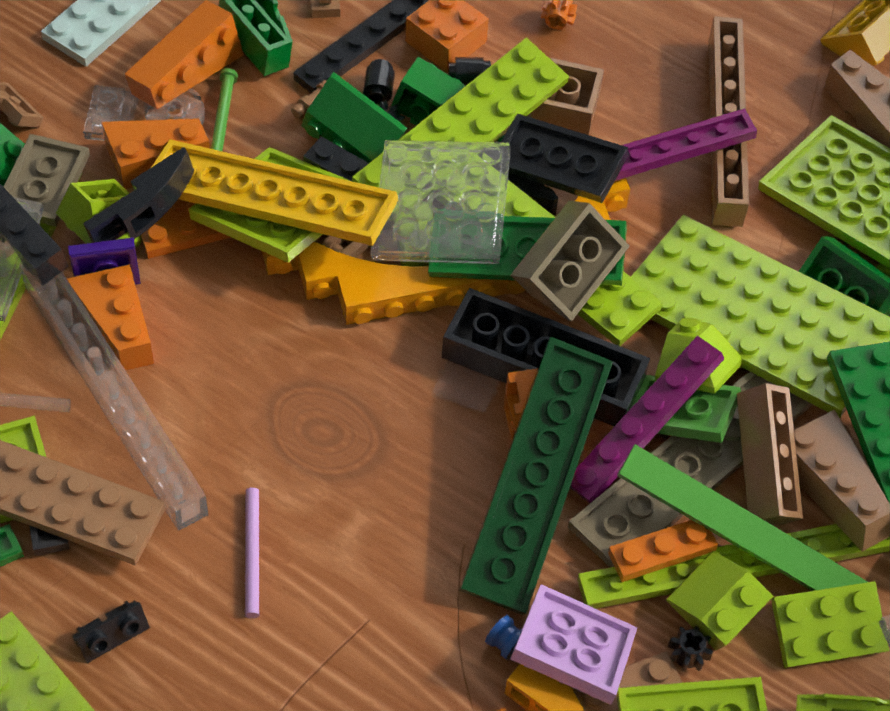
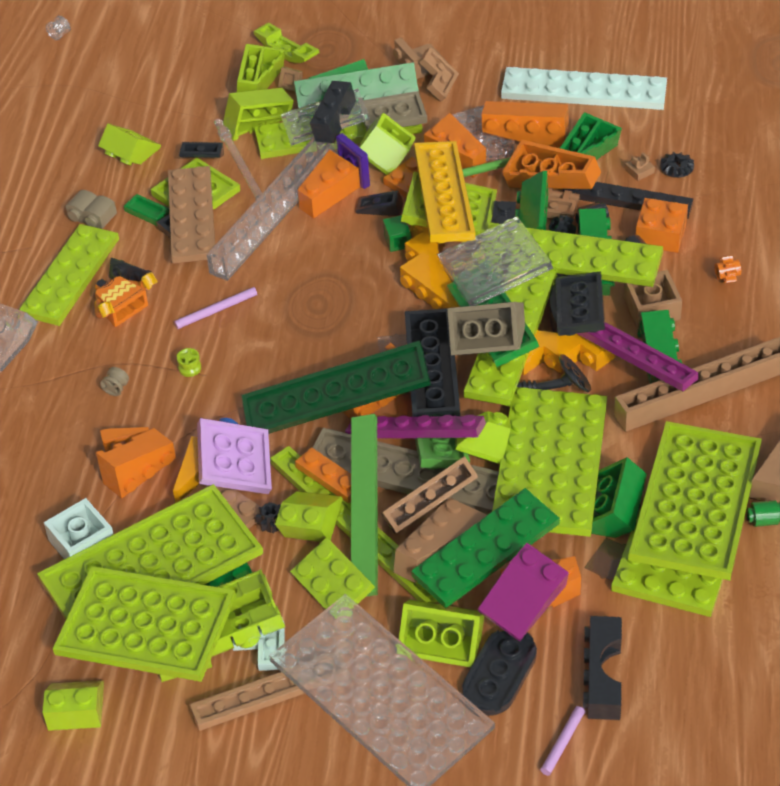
camera: 70 degrees right, 10 degrees down
(152, 197) = (396, 146): black slope -> none
(159, 661) = (121, 298): none -> orange torso
(189, 279) = (380, 204): none -> black slope
(266, 284) = (396, 233): none -> green brick
(284, 75) = (564, 167): none -> orange wedge
(339, 620) = (188, 362): none -> lime wheel
(635, 118) = (657, 332): none -> green wedge
(639, 234) = (571, 375): none -> black dish

